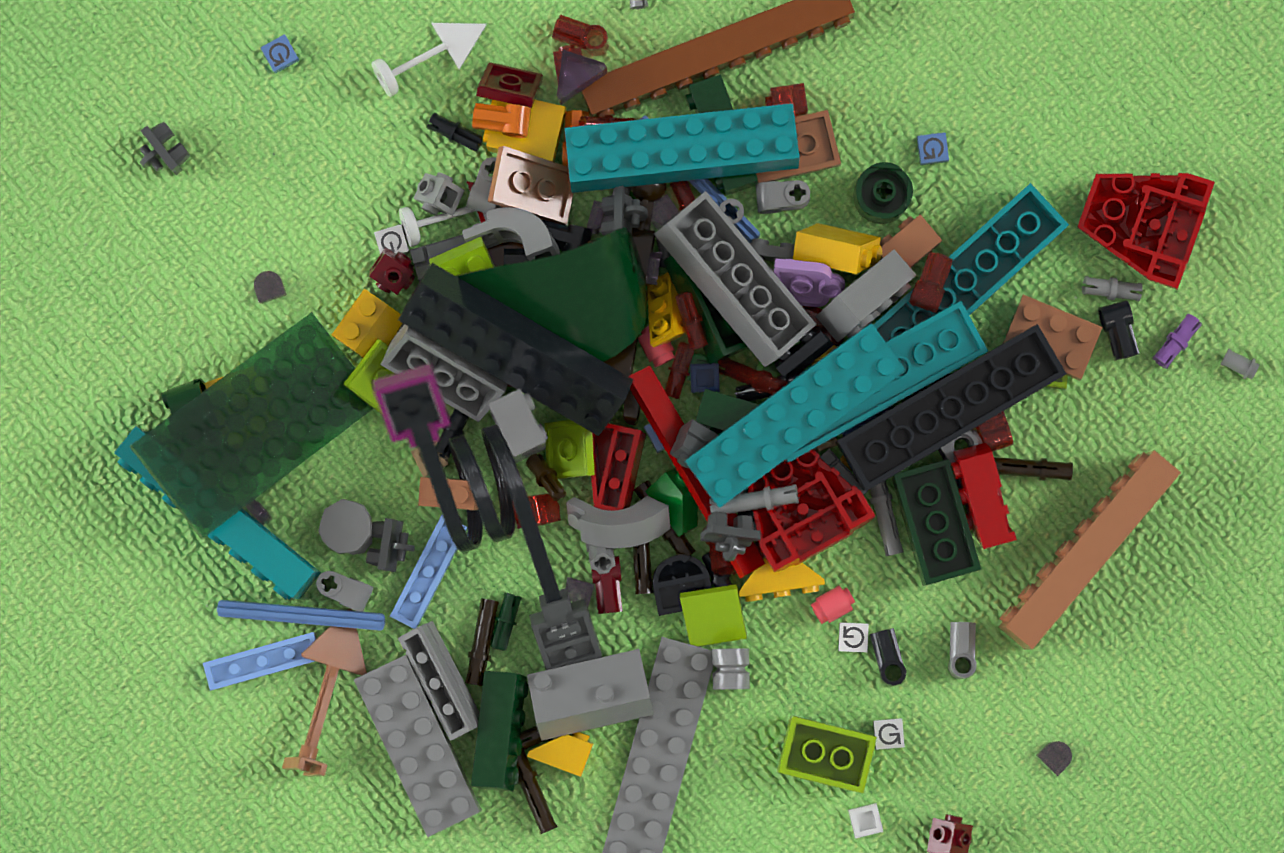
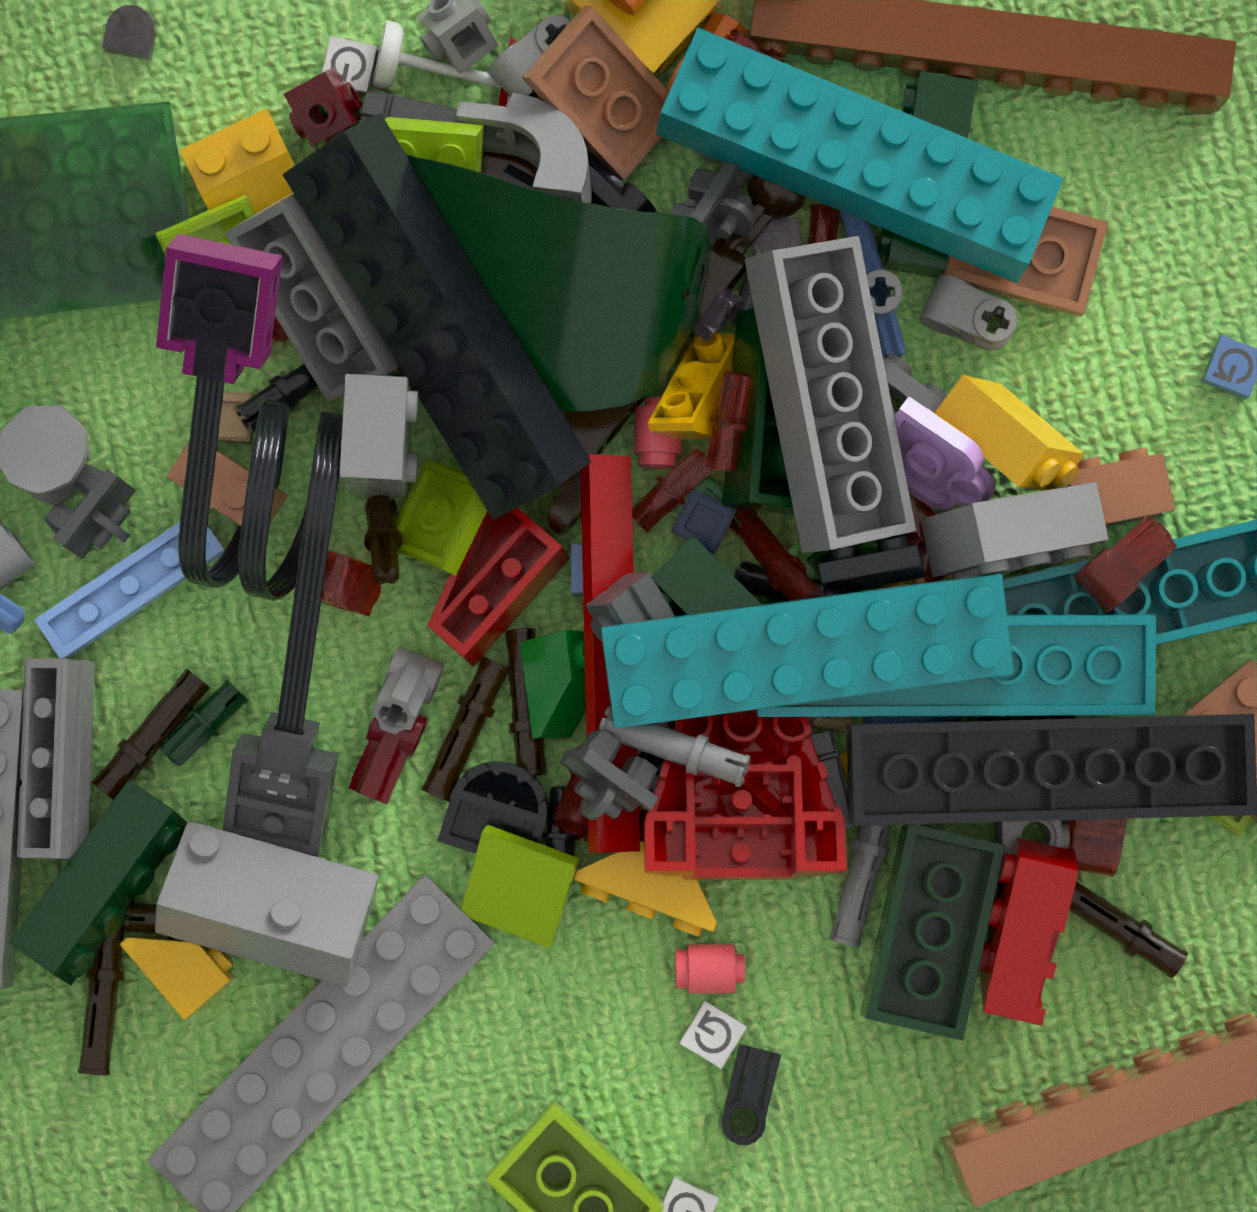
camera: 15 degrees right, 0 degrees up
(579, 590) = (340, 737): tile -> none
(596, 217) = (673, 191): clear purple tile -> none
(619, 528) = (450, 677): light grey arch -> none
(731, 668) = (501, 981): light grey wheel -> none
(787, 95) = (1071, 167): clear red brick -> none
(895, 182) = (1150, 391): dark green brick -> none
(962, 646) = (871, 1139): light grey piece -> none

